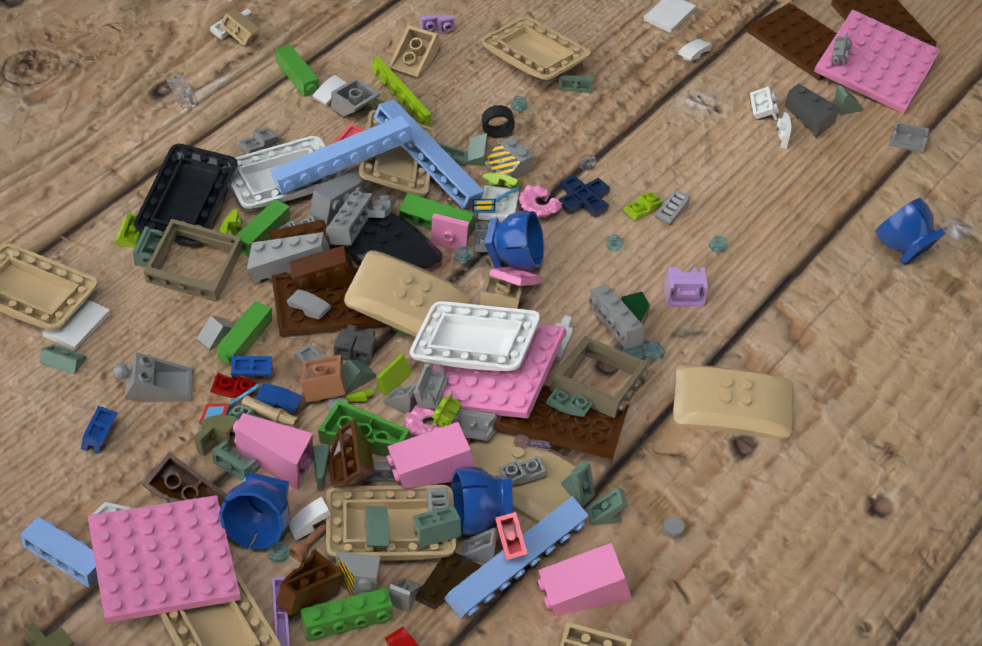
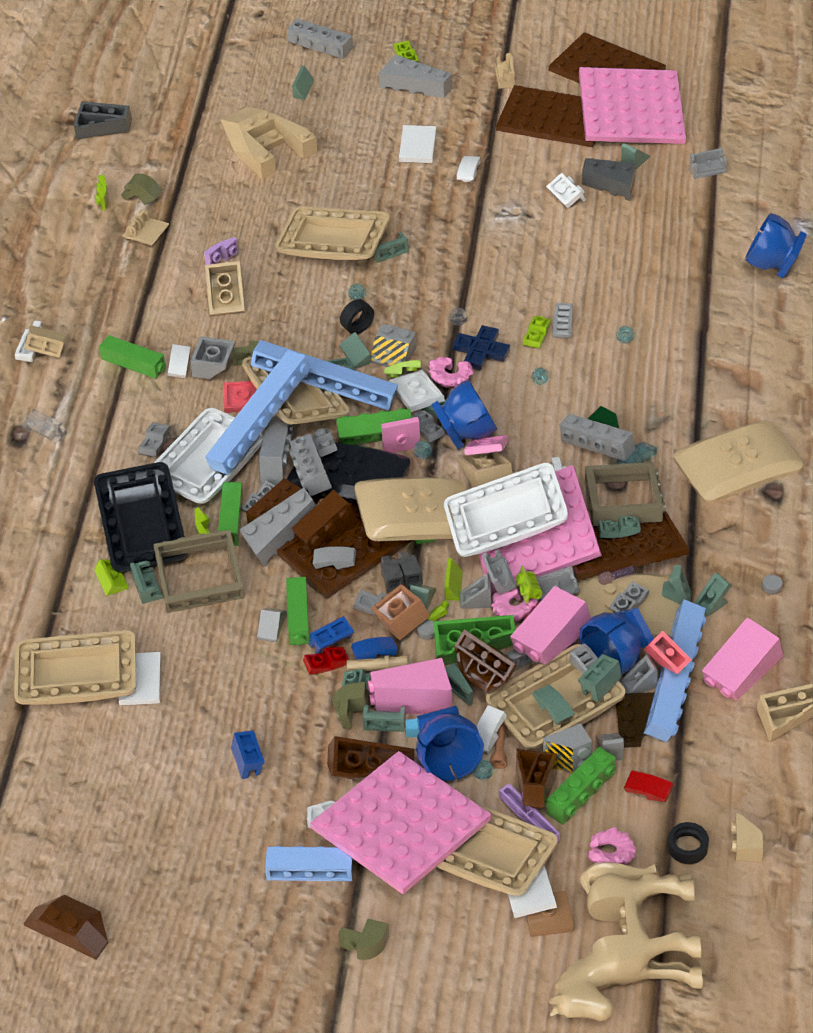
camera: 25 degrees left, 0 degrees up
(61, 358) = (155, 714): sand green slope -> none
(155, 379) = (257, 688): light grey slope -> none
(222, 408) = (330, 686): dark azure piece -> none
(401, 91) = (241, 329): lime plate -> none
(489, 205) = (411, 395): piece -> none
(685, 288) = (631, 385): lavender piece -> none
(784, 132) = (602, 206): white slope -> none
(841, 49) = (602, 114): light grey hinge -> none

